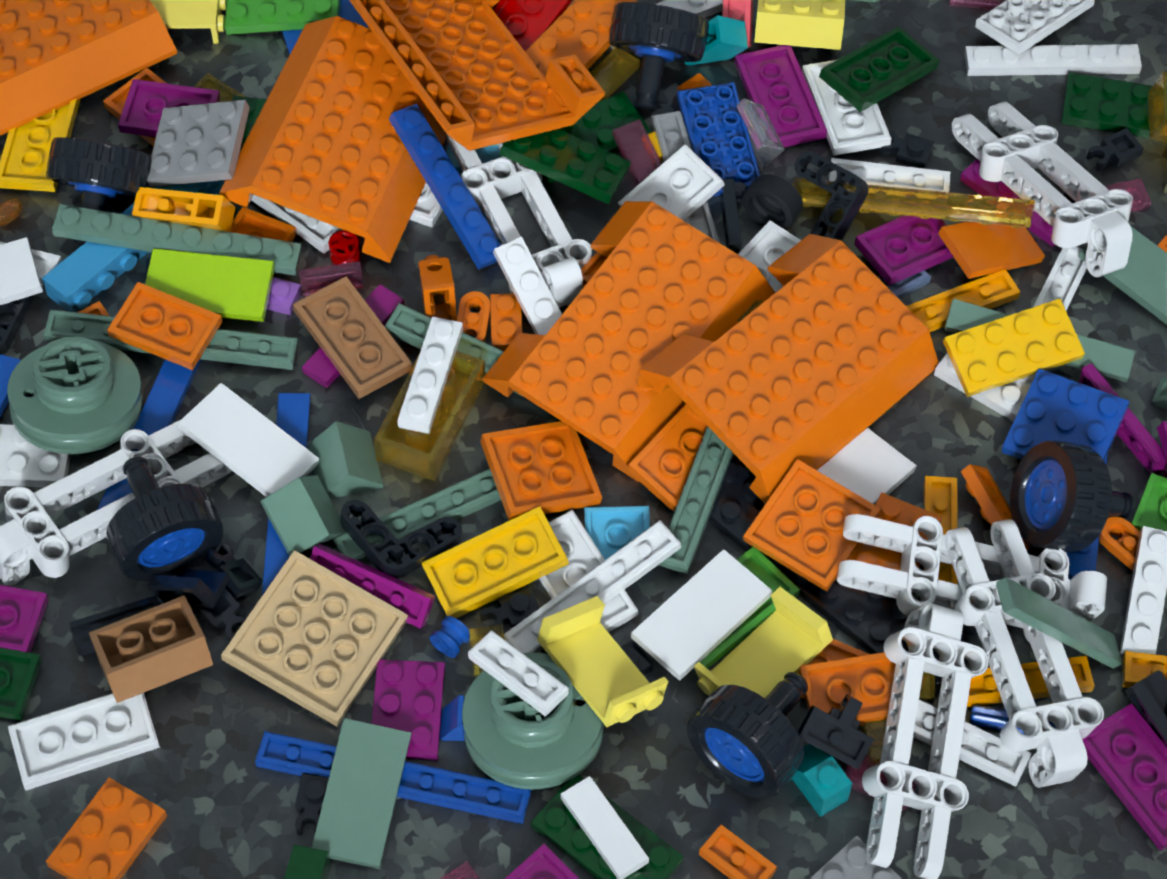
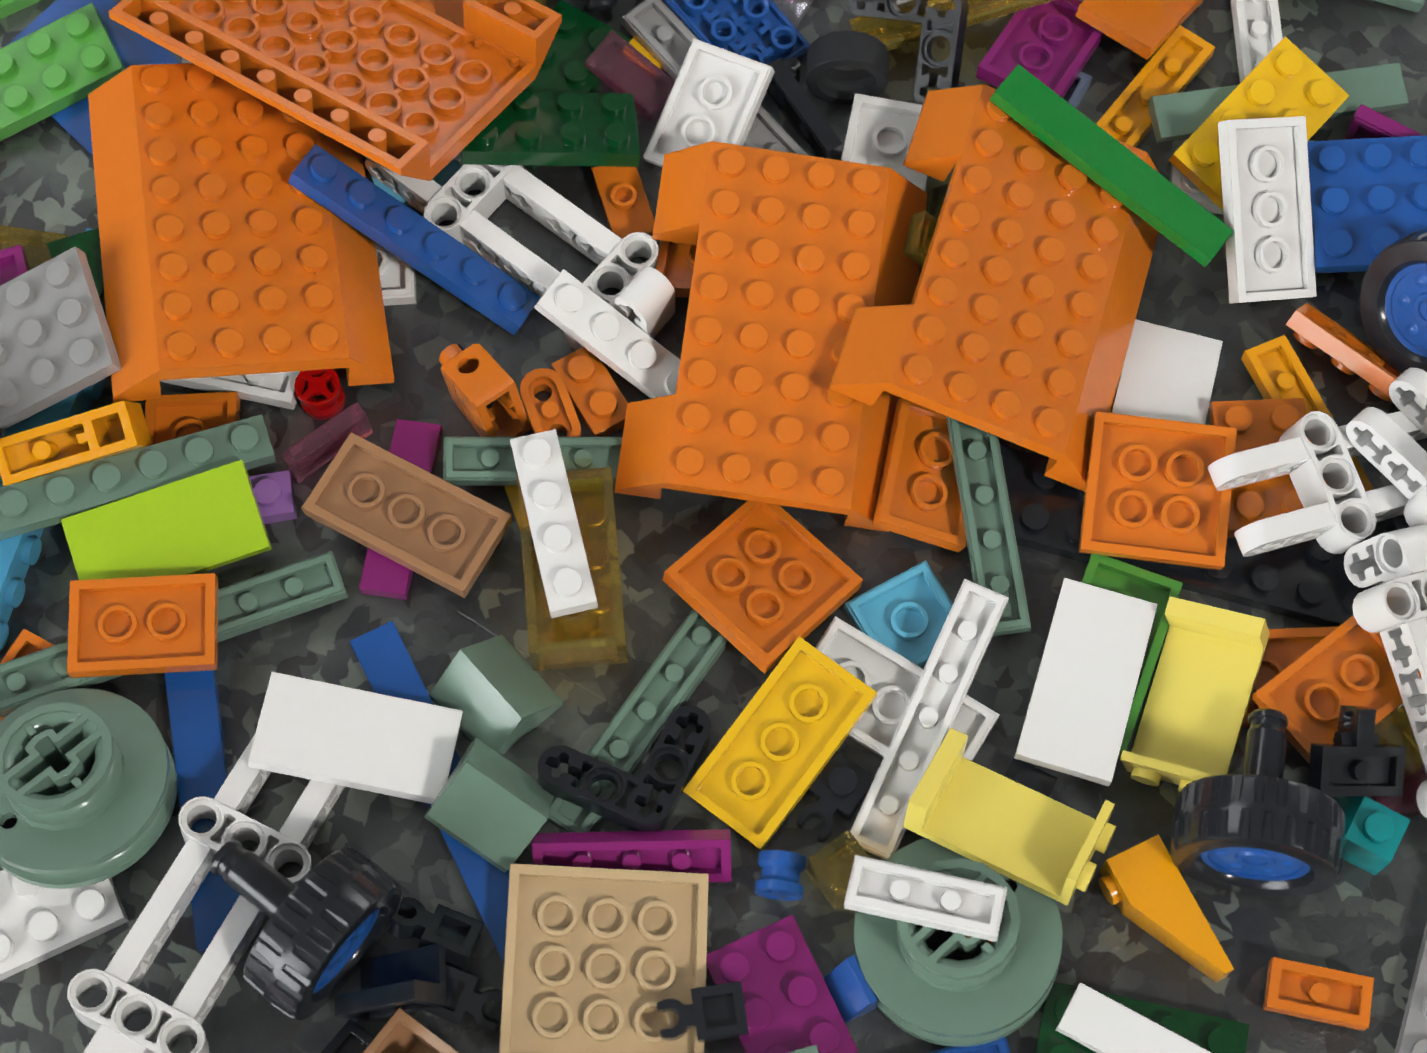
camera: 25 degrees left, 10 degrees up
(361, 689) = (715, 1013): none -> black plate
(591, 219) = (623, 200): none -> orange plate
(670, 761) = (1159, 902): none -> light orange slope
(894, 323) = (1111, 165): none -> green tile
(985, 395) = (1267, 209): none -> white plate

